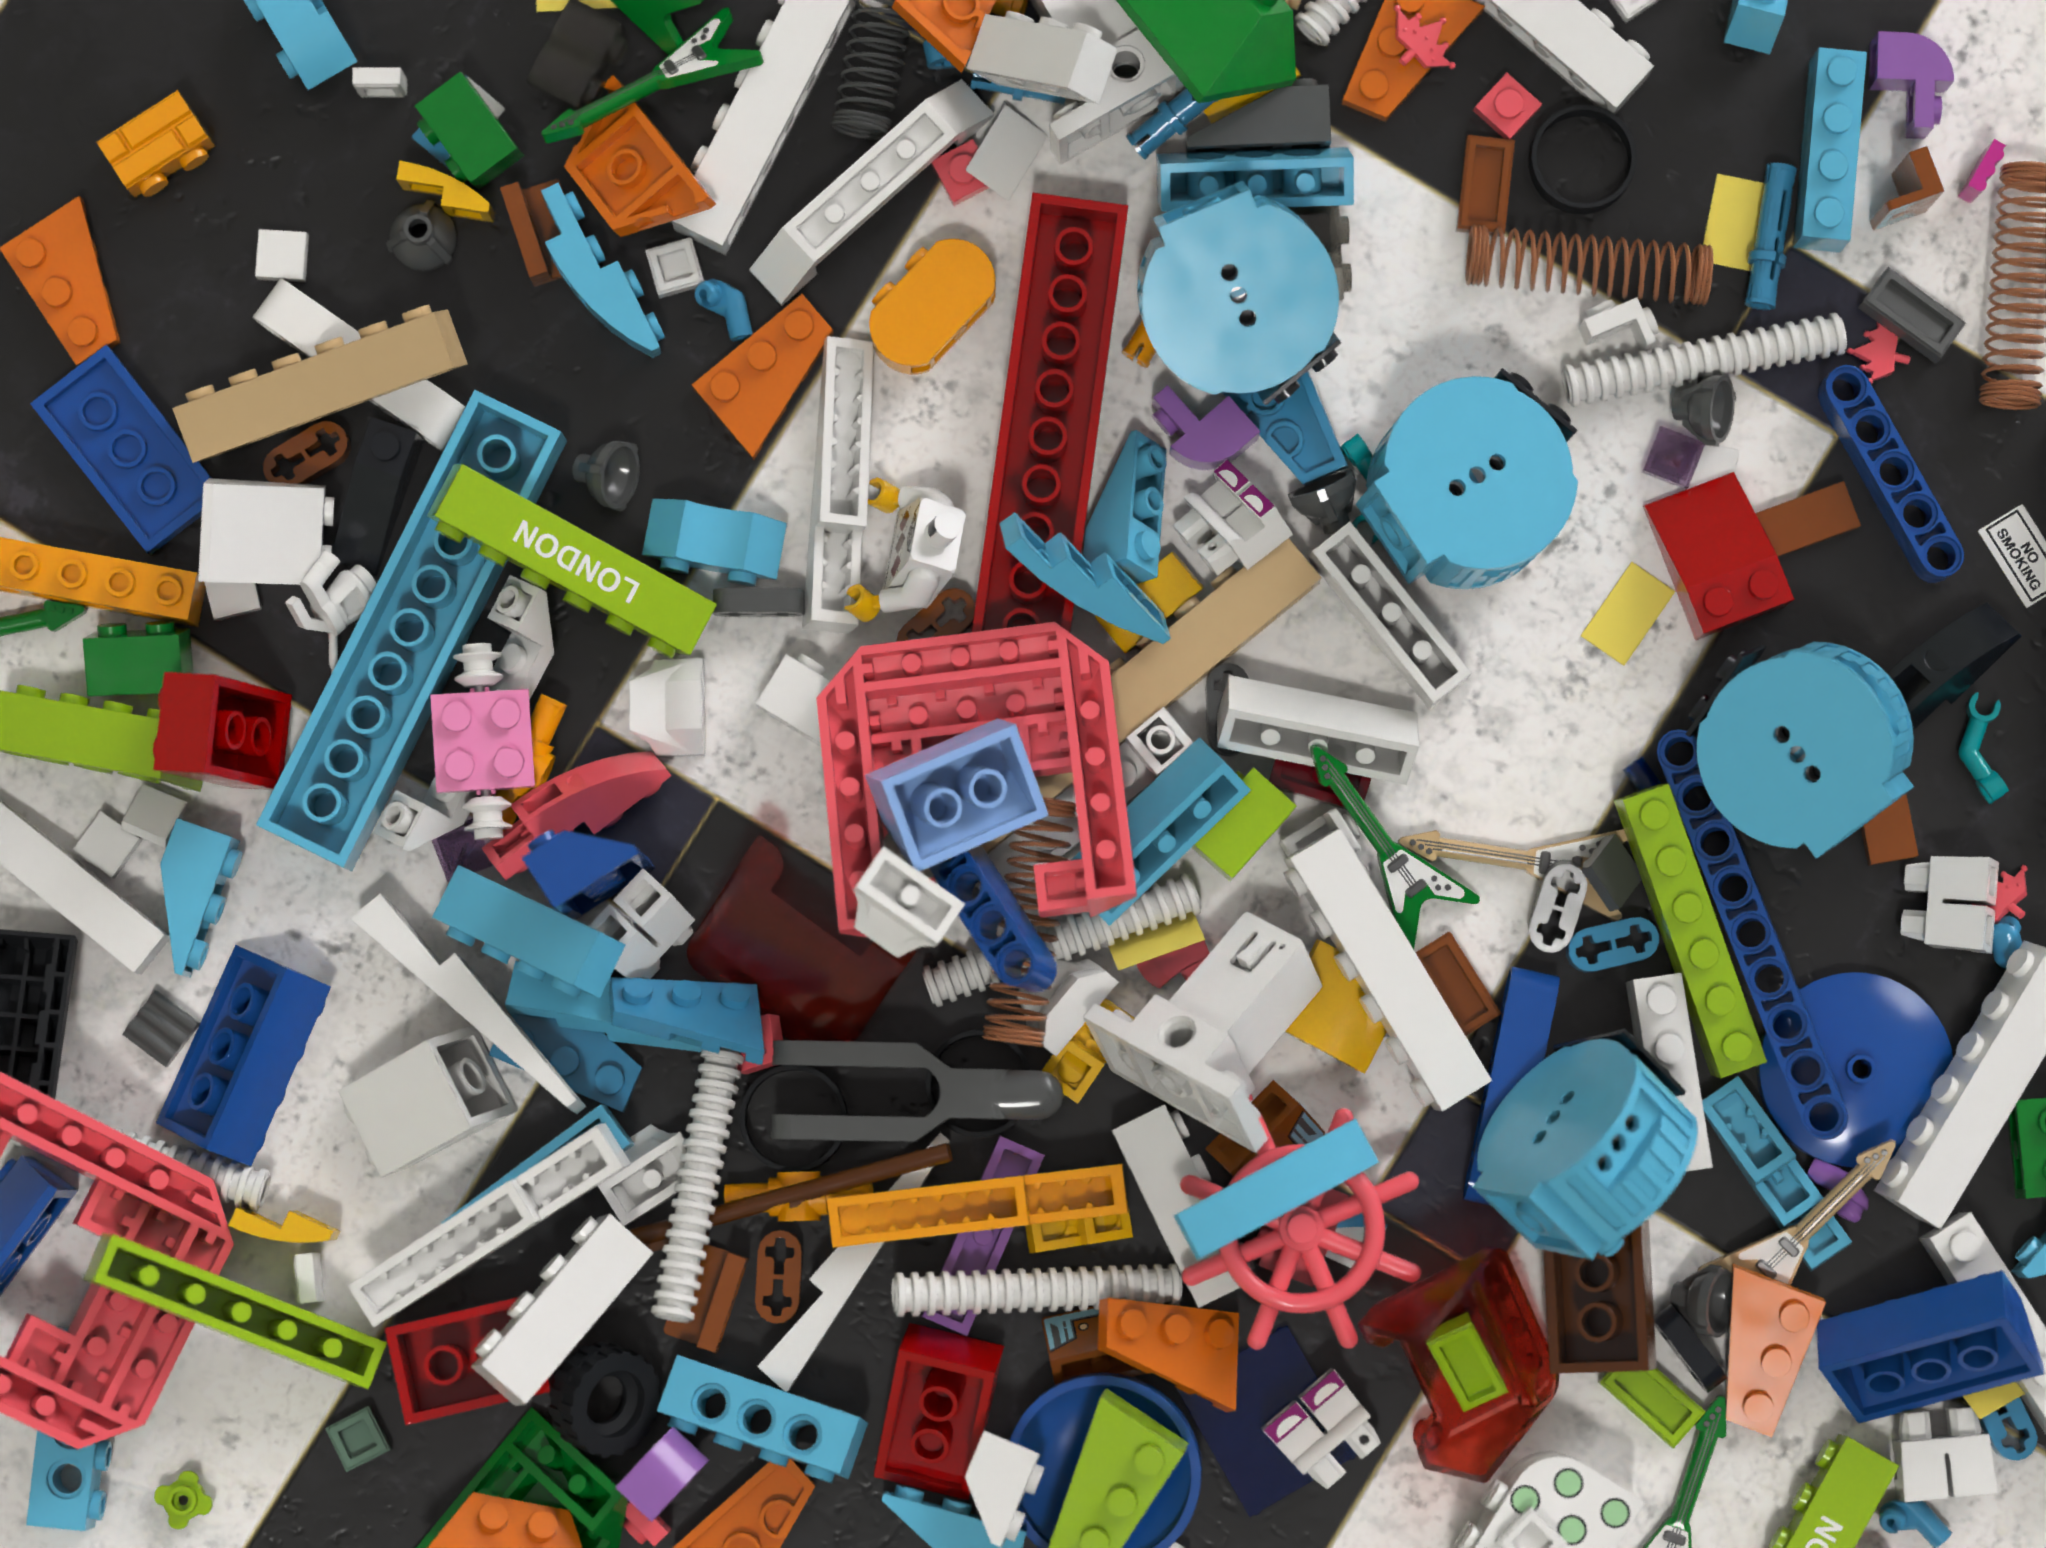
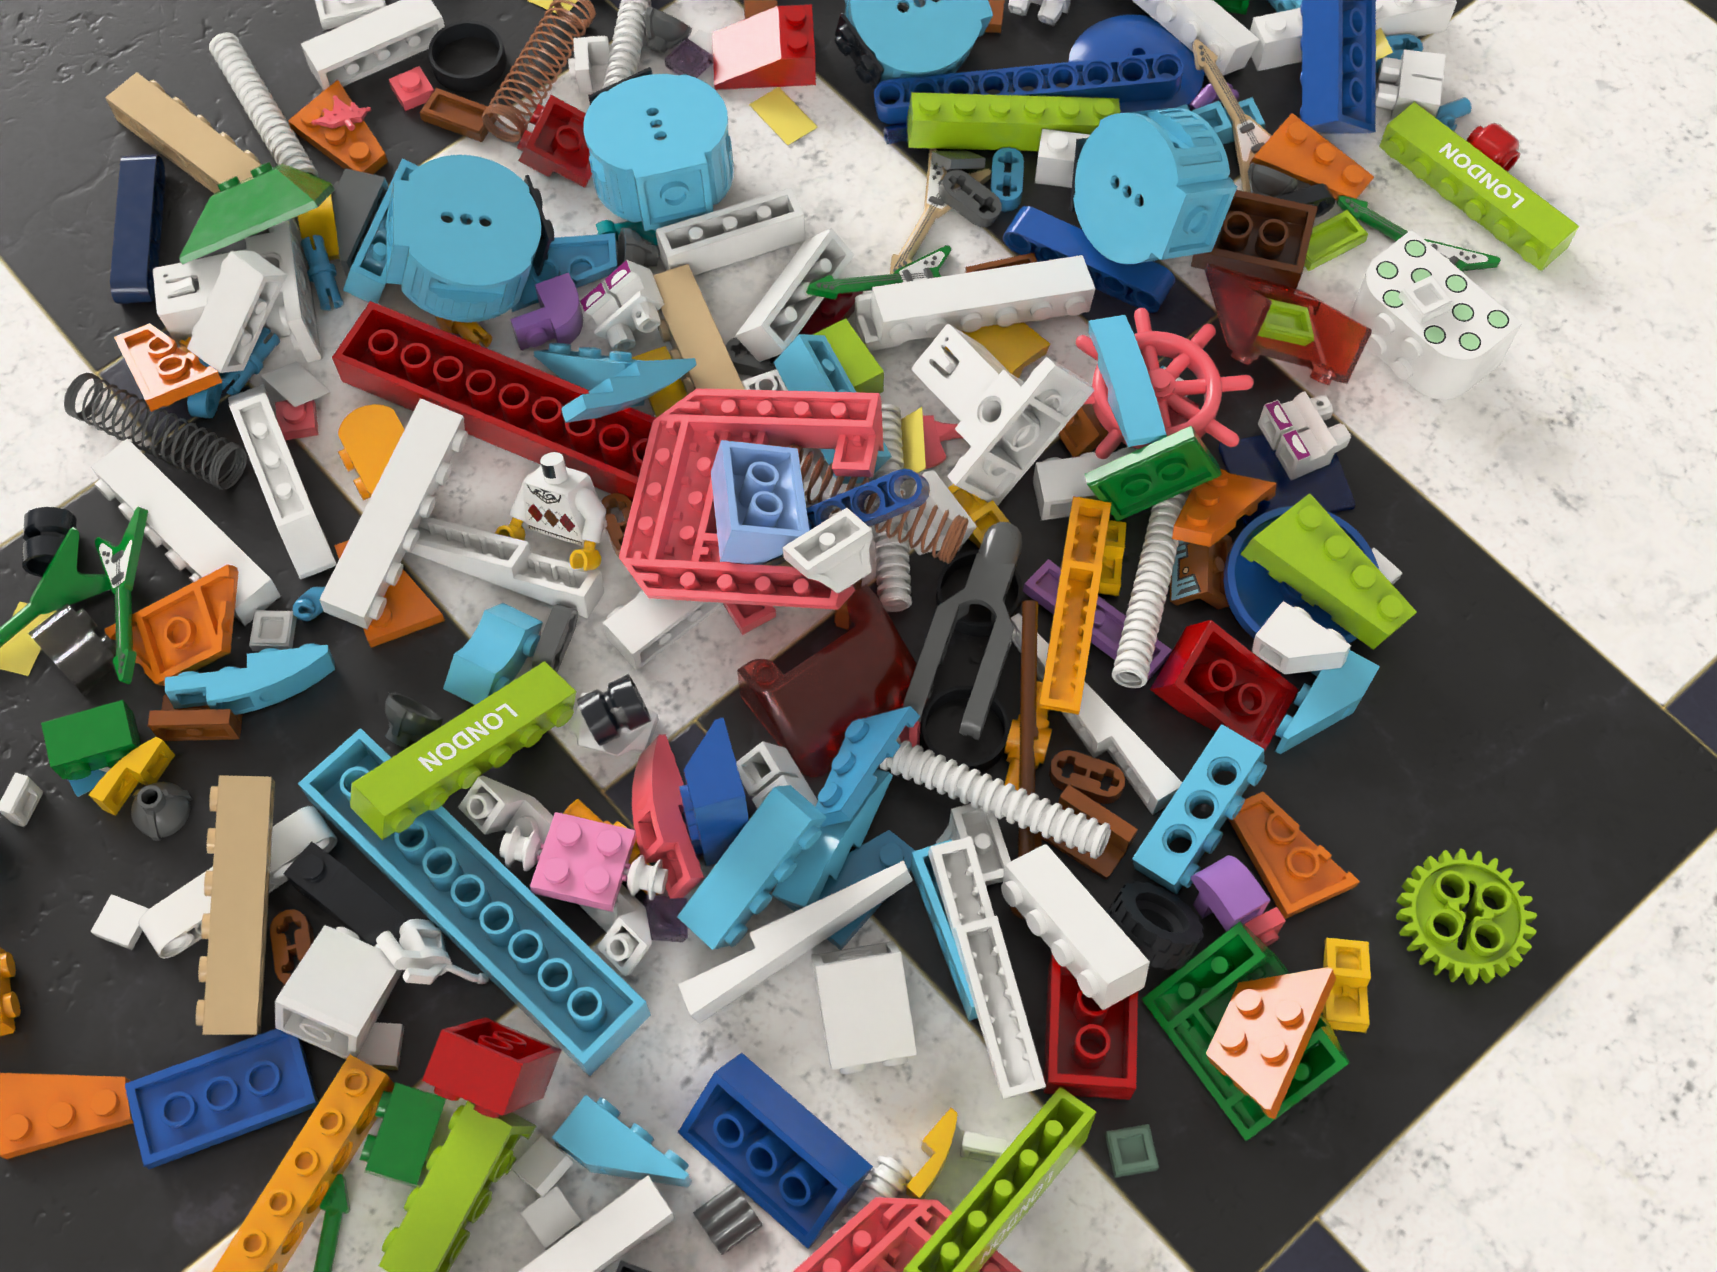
camera: 75 degrees left, 20 degrees down
(666, 704) = (599, 712): none -> black wheel
(842, 357) = (394, 514): none -> white brick
(1169, 1255) = (1153, 473): none -> green tile
(1472, 334) = (557, 142): none -> red plate

